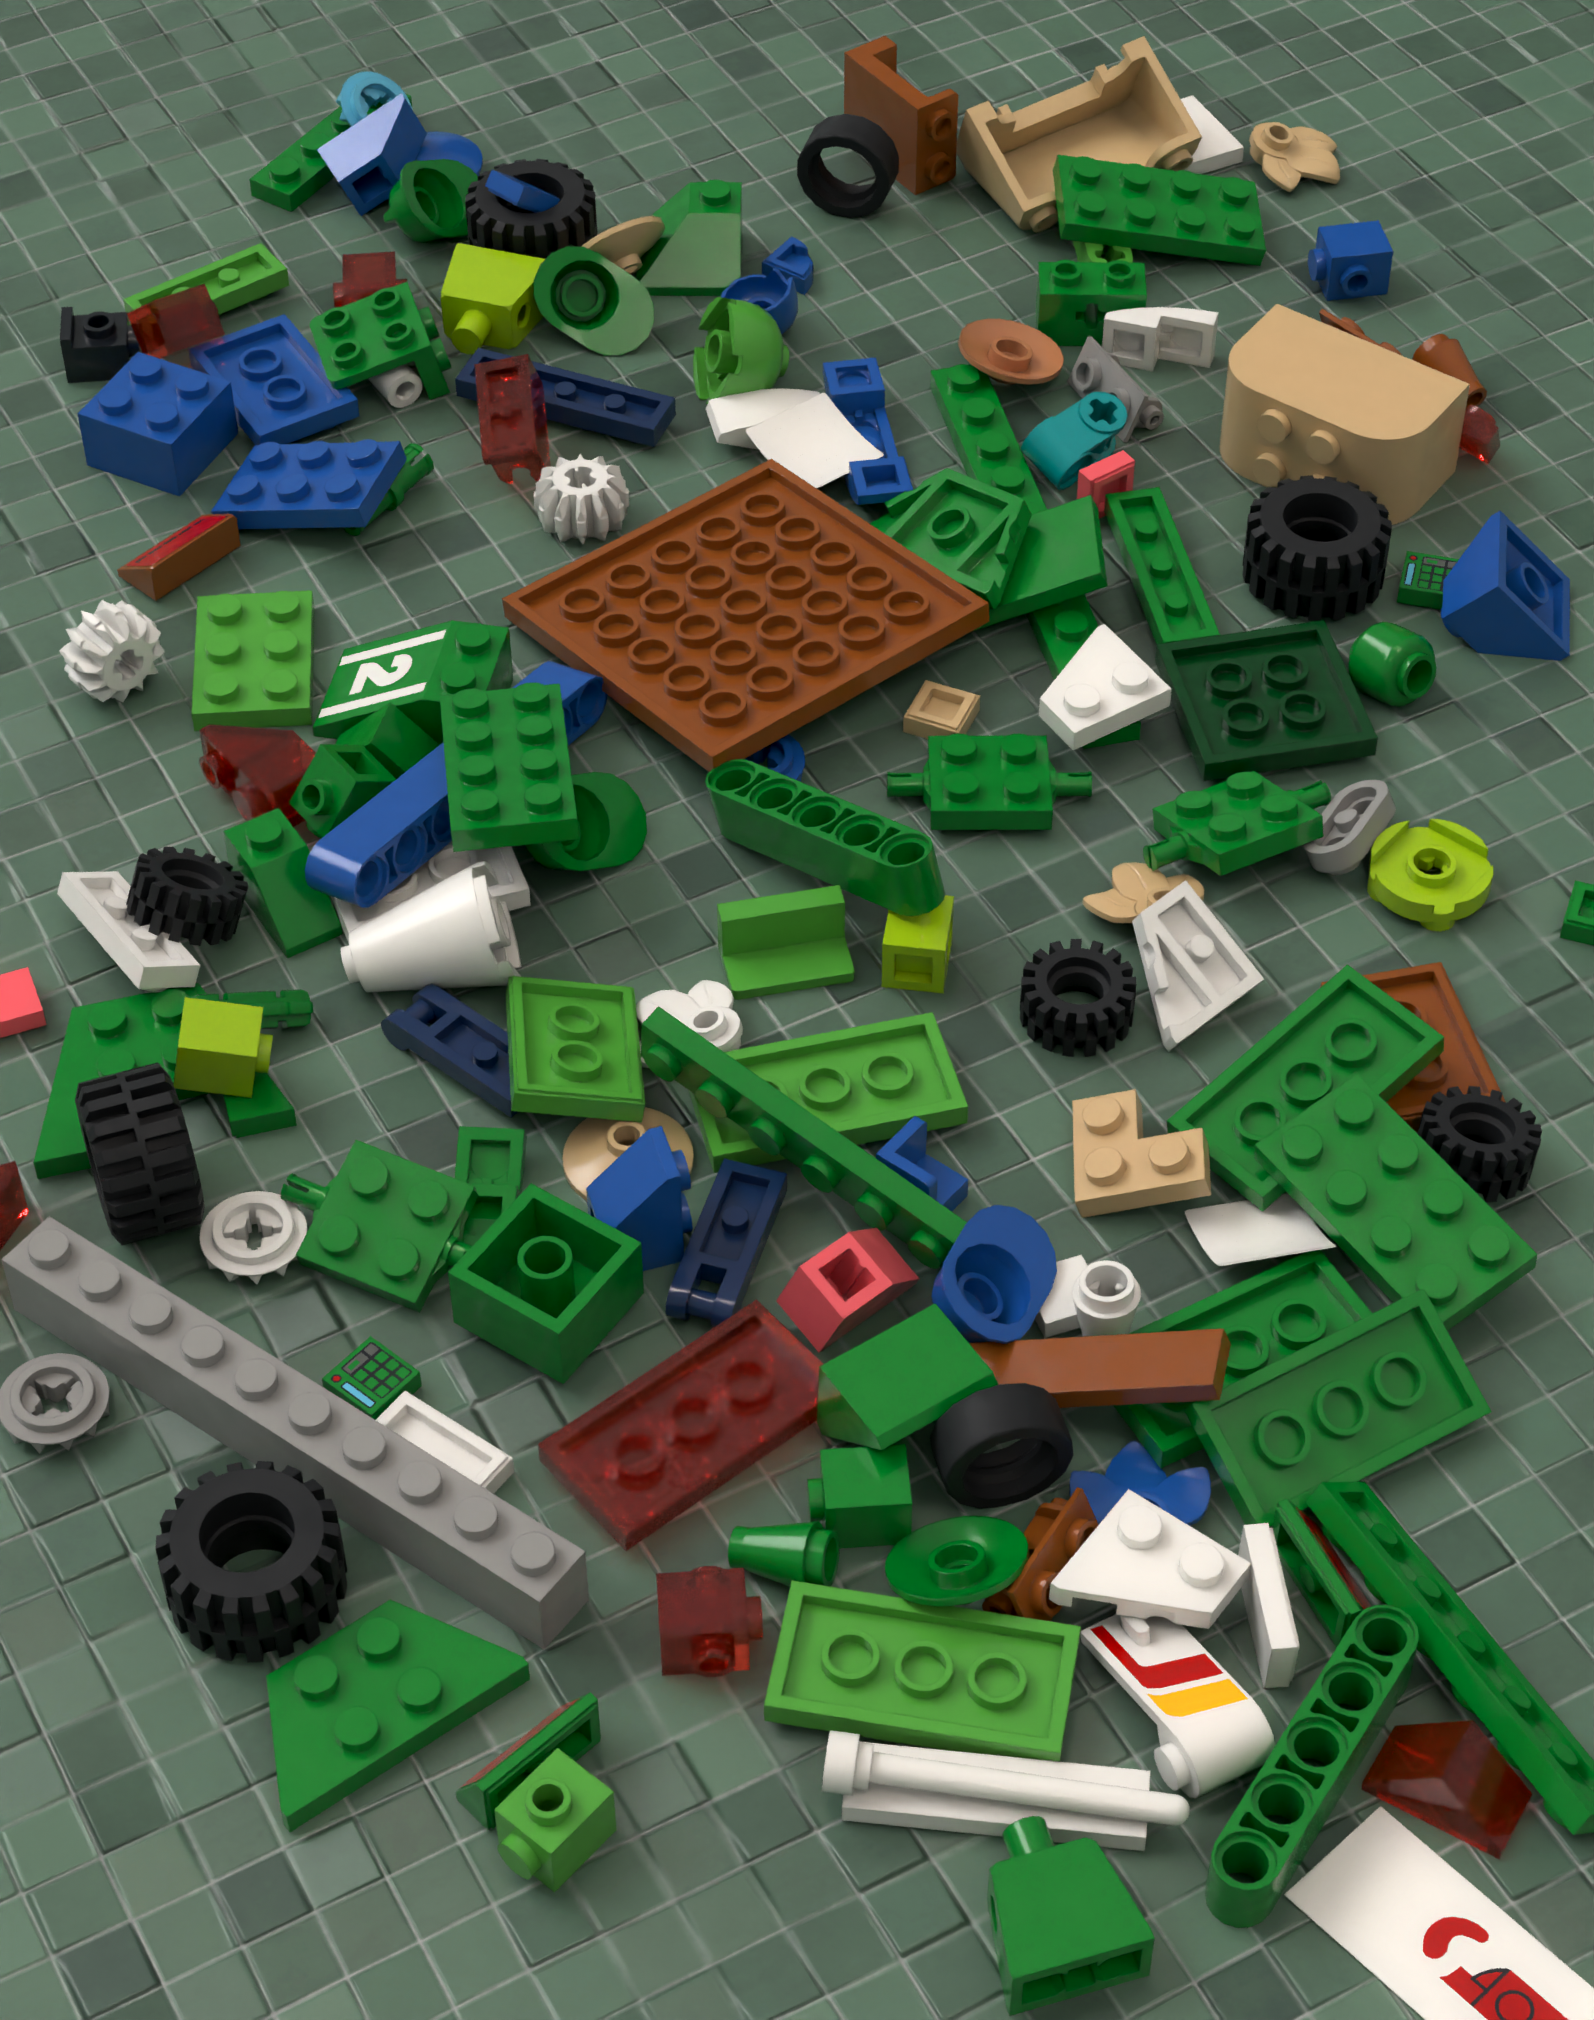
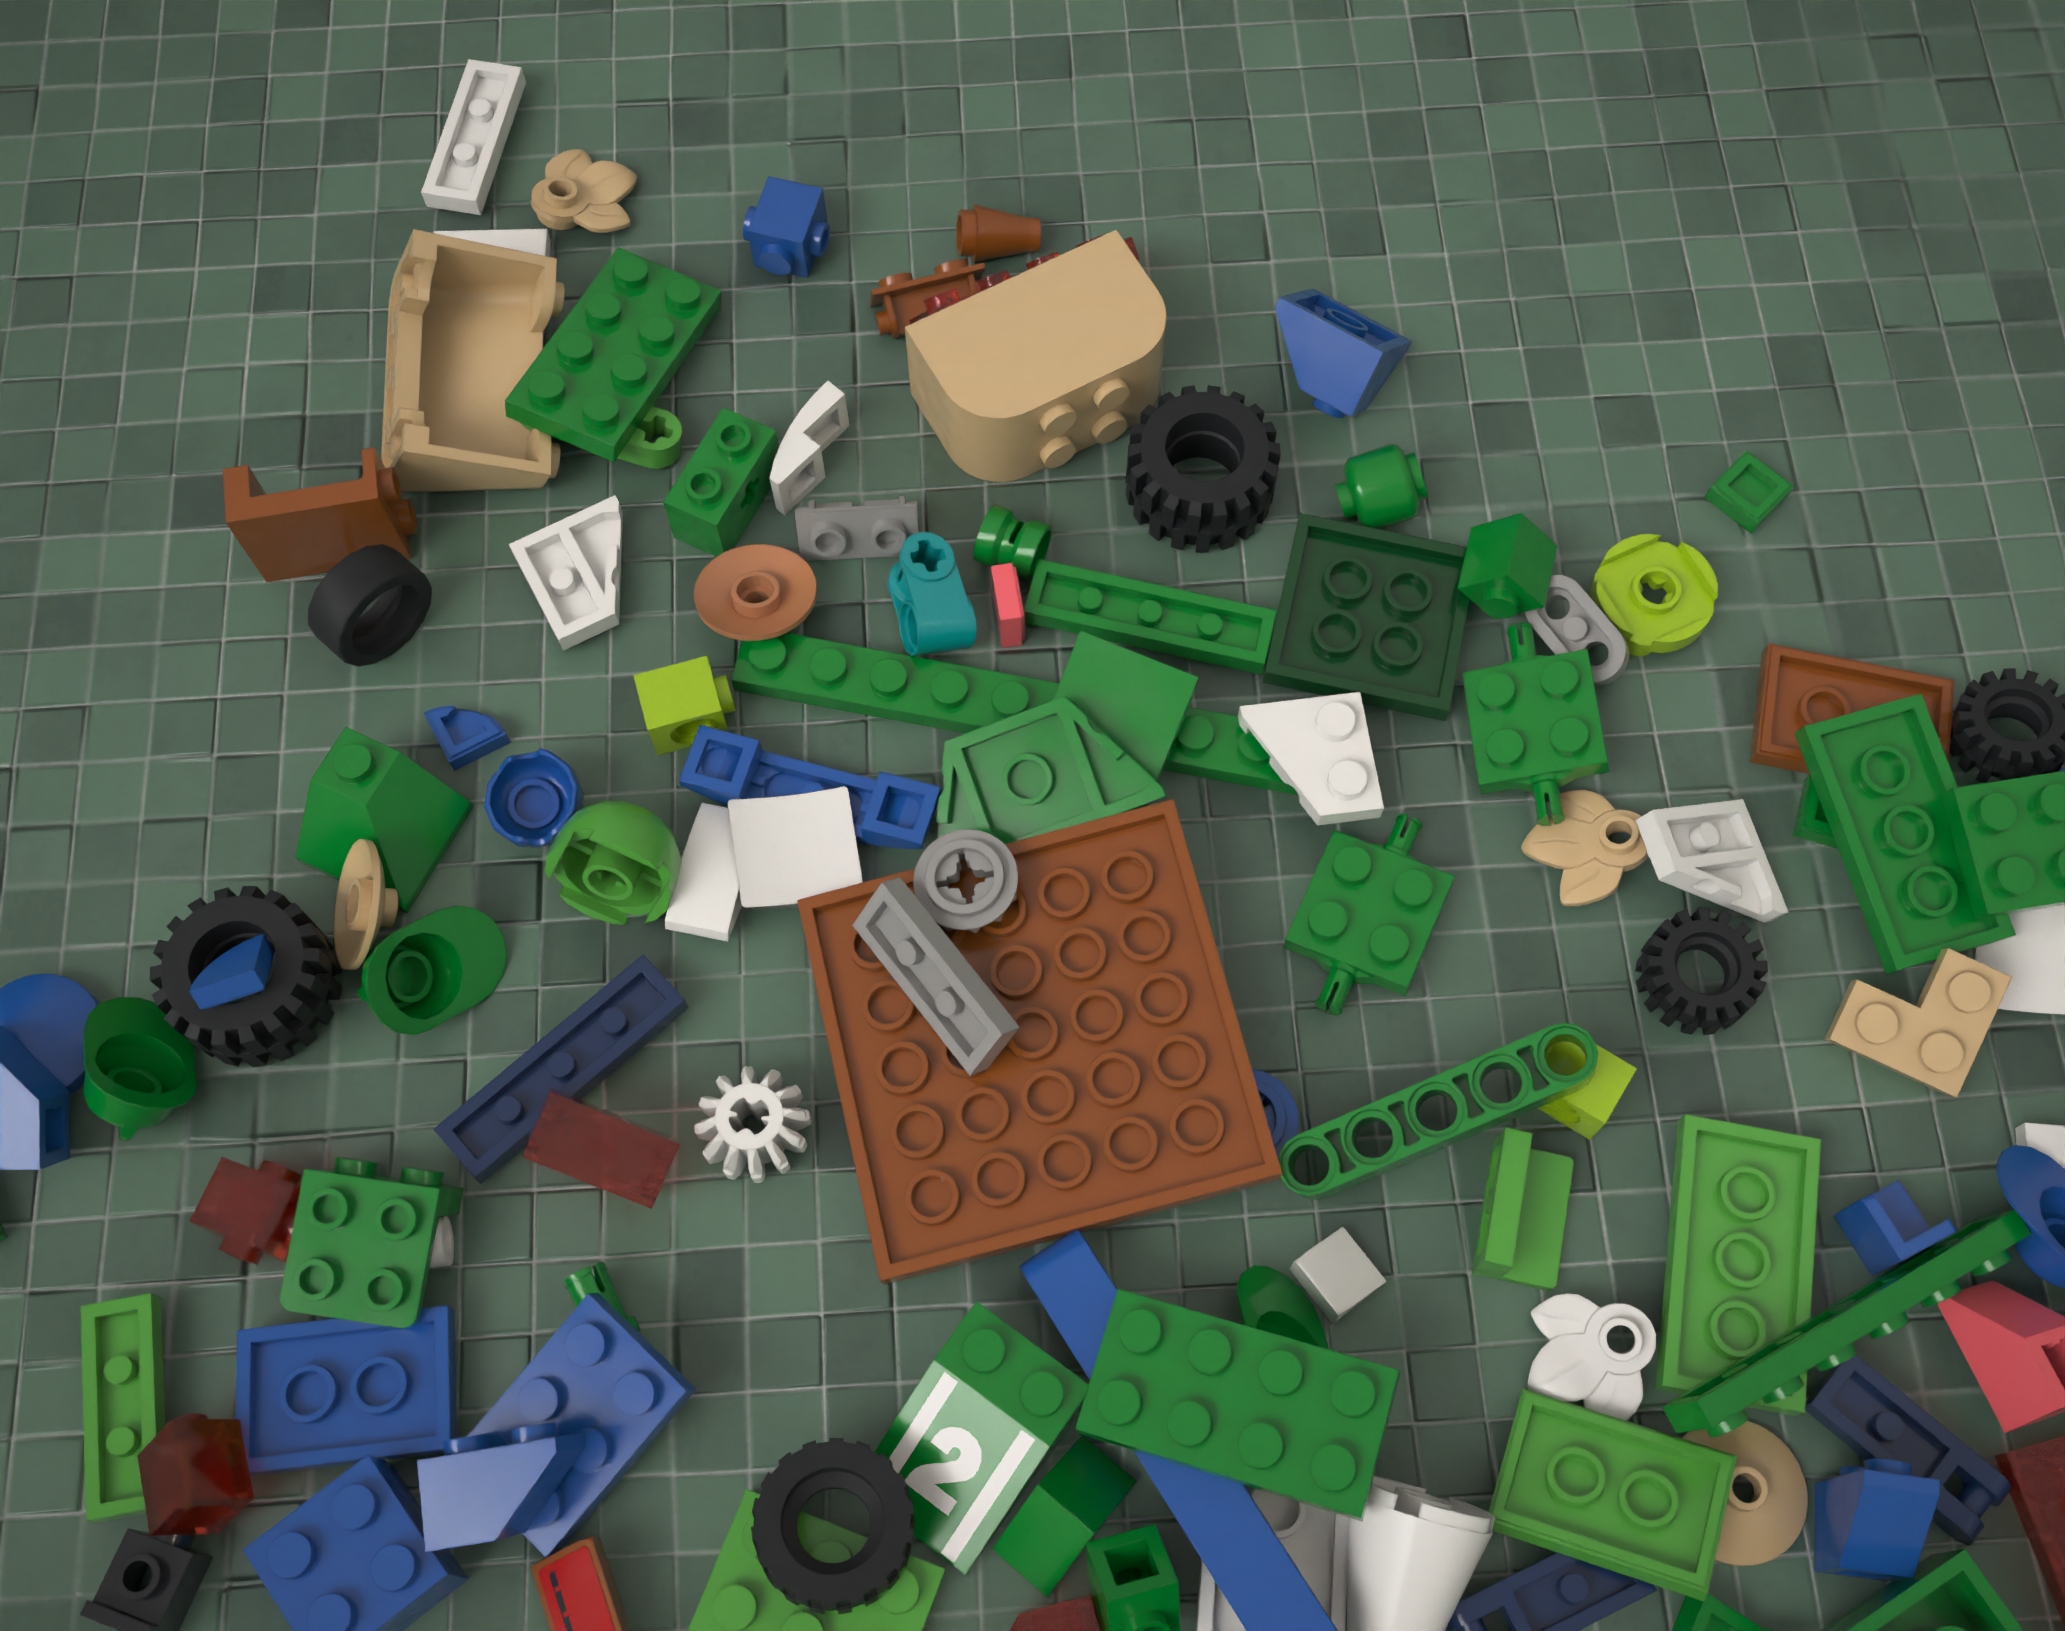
camera: 65 degrees left, 20 degrees up
(241, 444) = (495, 1491): none -> slope
(299, 650) = (777, 1513): none -> black tyre
(489, 298) = (346, 1077): lime torso -> none
(661, 852) = (1337, 1274): none -> white slope
(750, 525) = (935, 976): none -> light grey plate
(853, 516) = (941, 866): none -> light grey gear
(897, 344) = (680, 700): none -> lime brick
(940, 711) = (1245, 909): tan tile -> none
(961, 264) = (576, 571): none -> white wing
(1166, 464) = (1011, 540): none -> green wheel
(1293, 83) = (474, 137): none -> white plate
(1366, 749) = (1507, 566): none -> green brick
(1423, 579) = (1271, 391): green tile -> none

